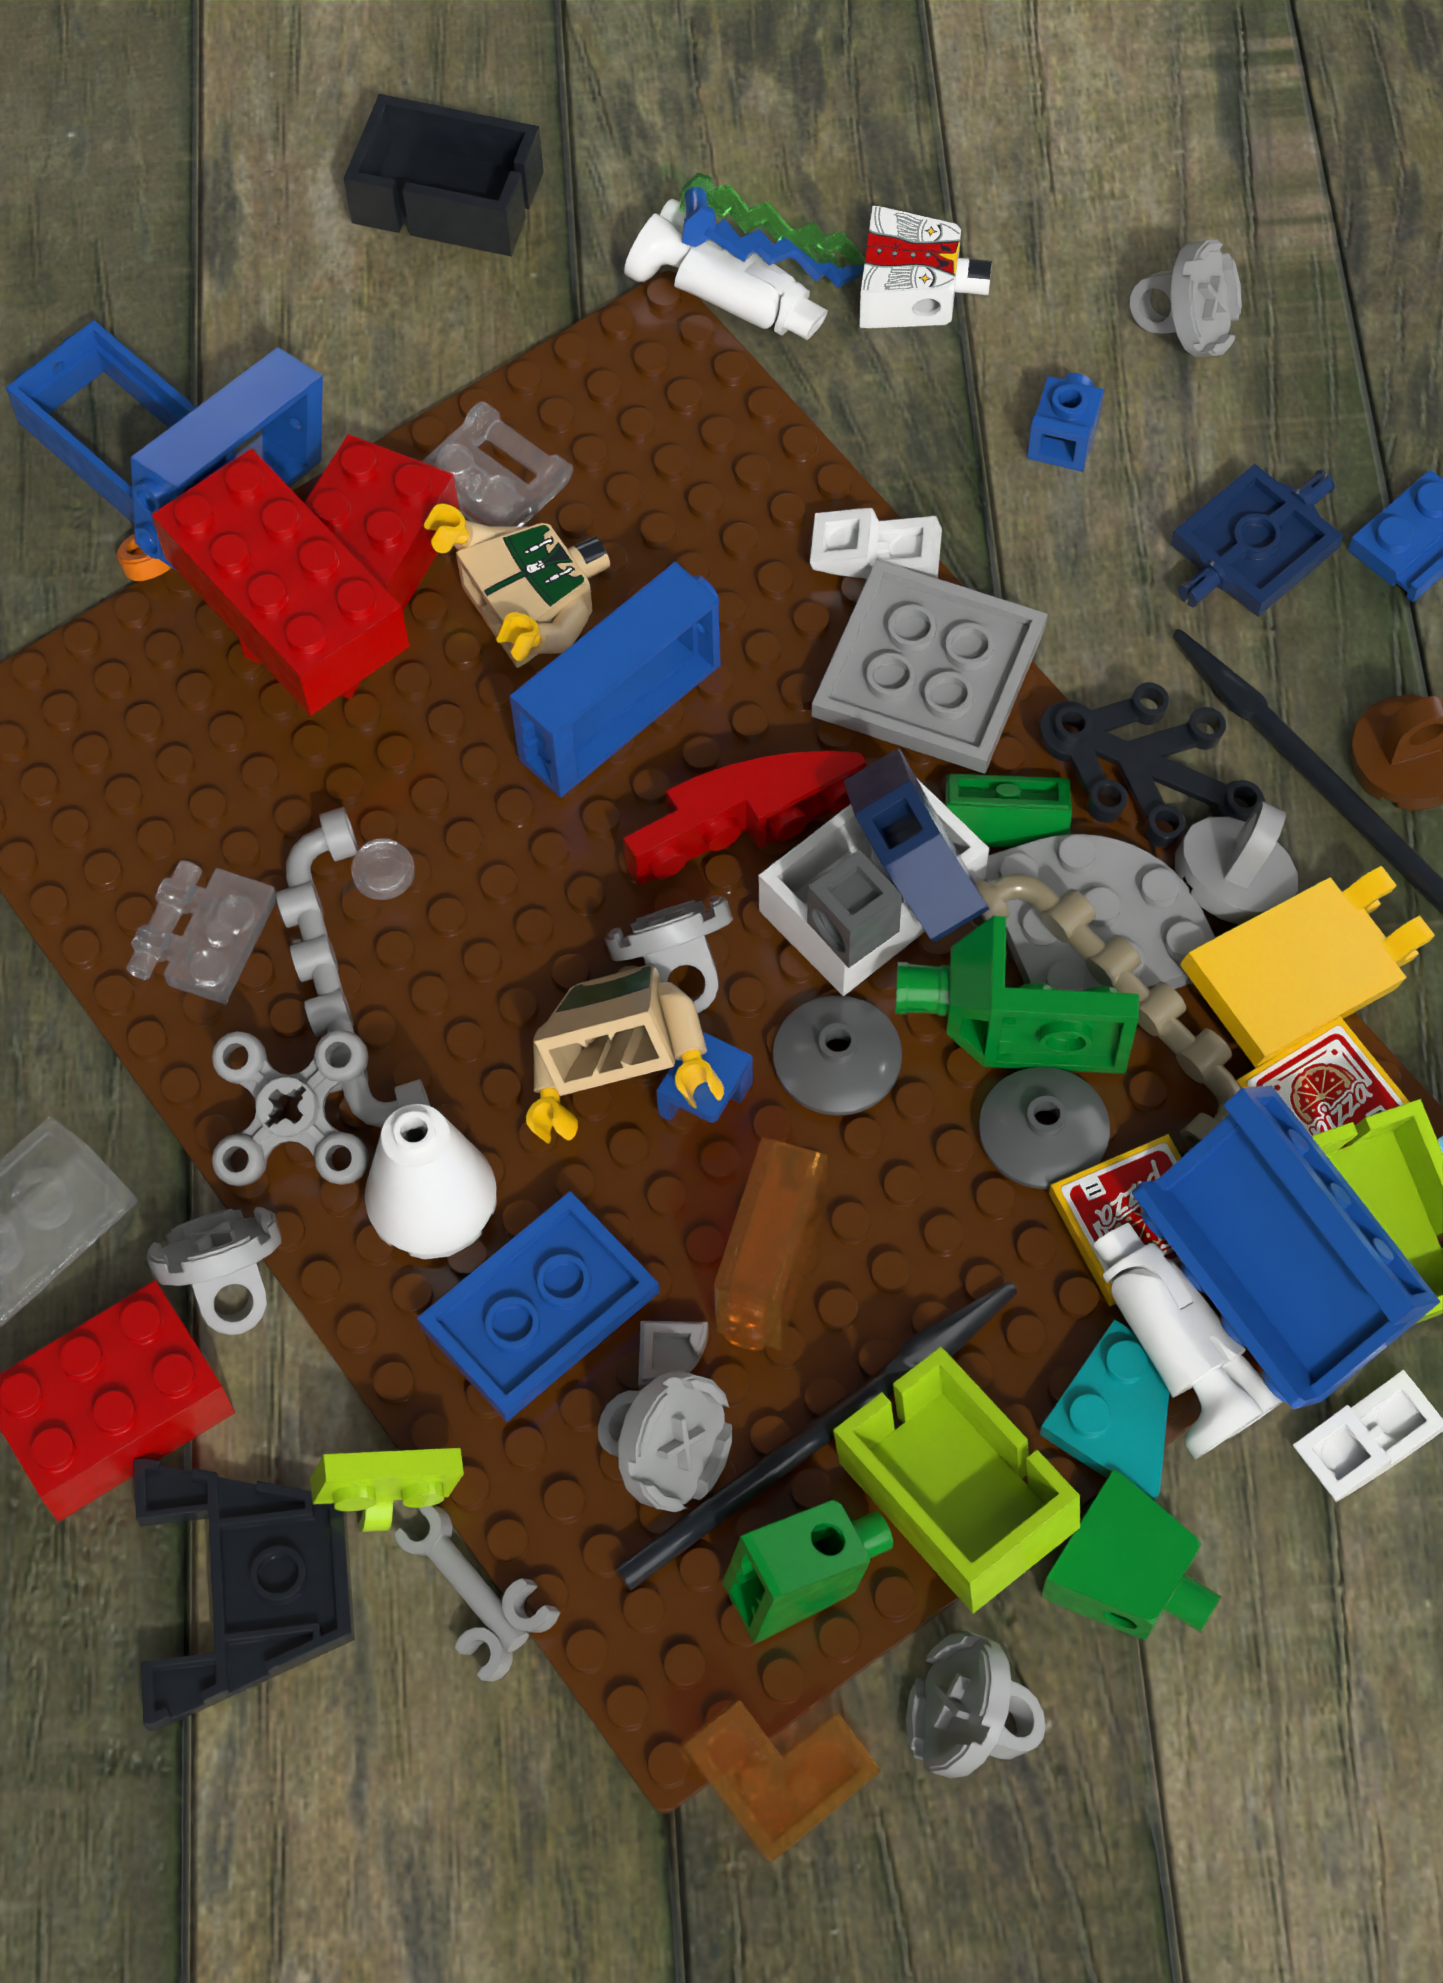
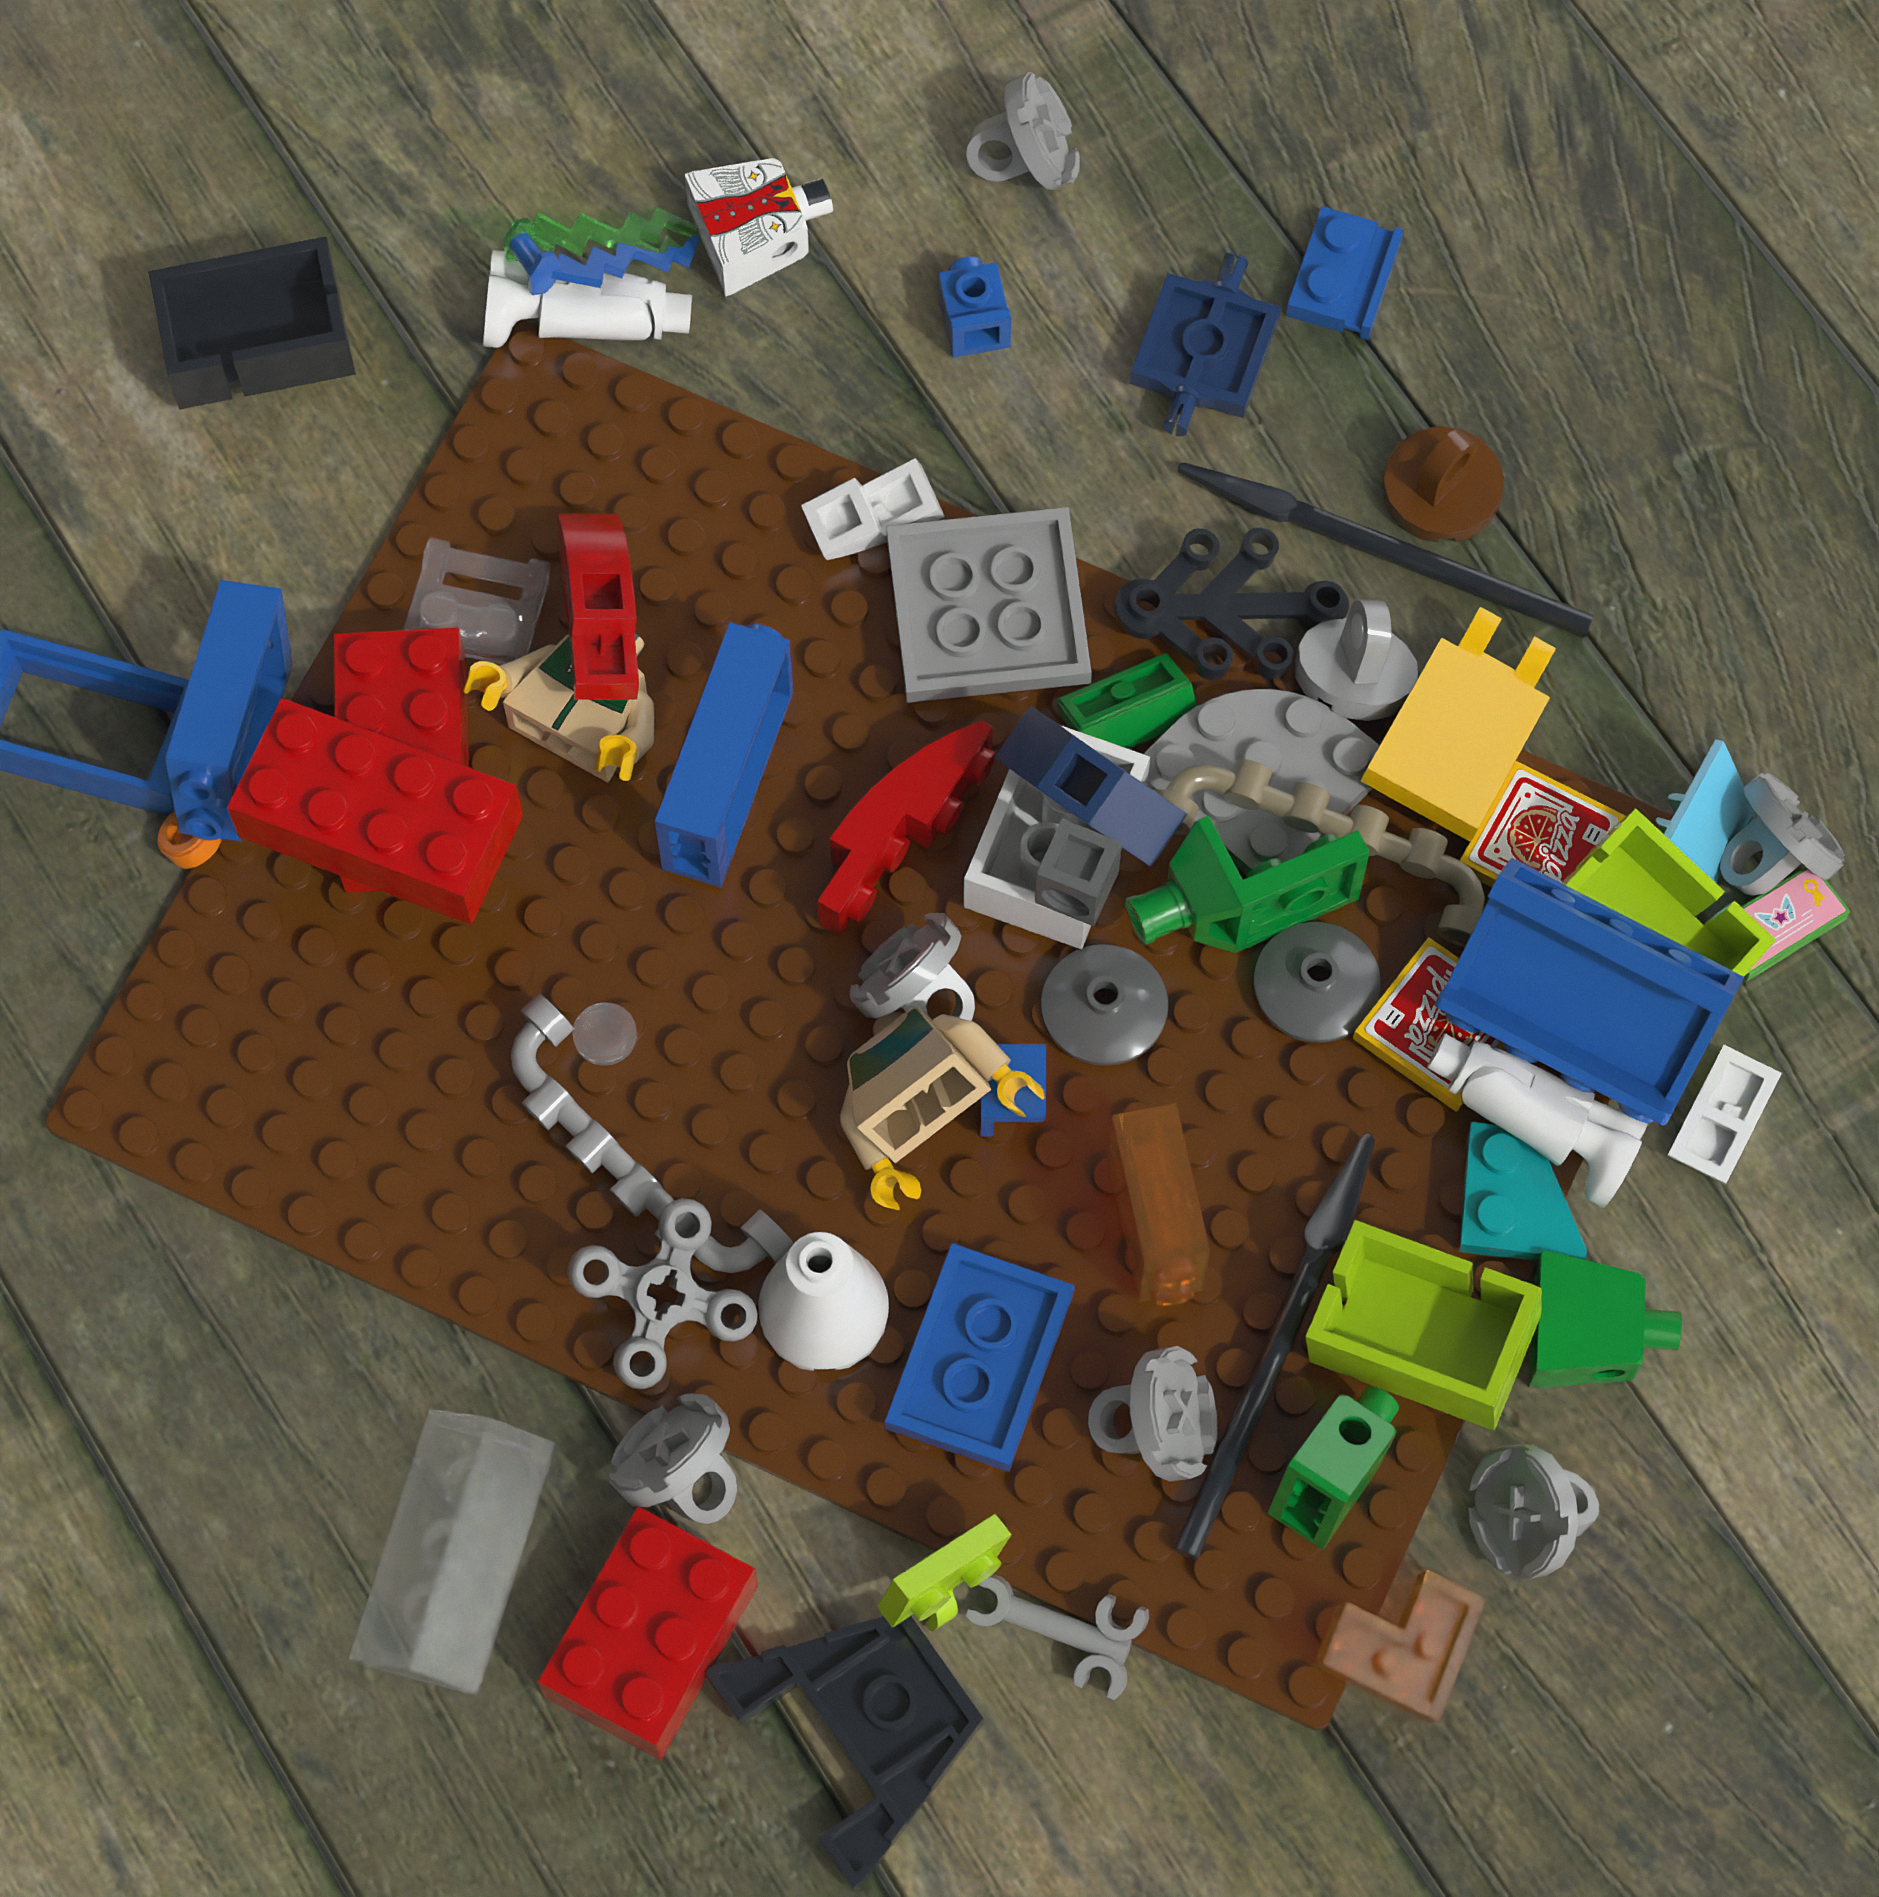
camera: 30 degrees left, 5 degrees up
(217, 939) = (493, 1165): clear plate -> none
(580, 509) = (599, 606): none -> red slope
(669, 1347) = (1111, 1340): light grey tile -> none

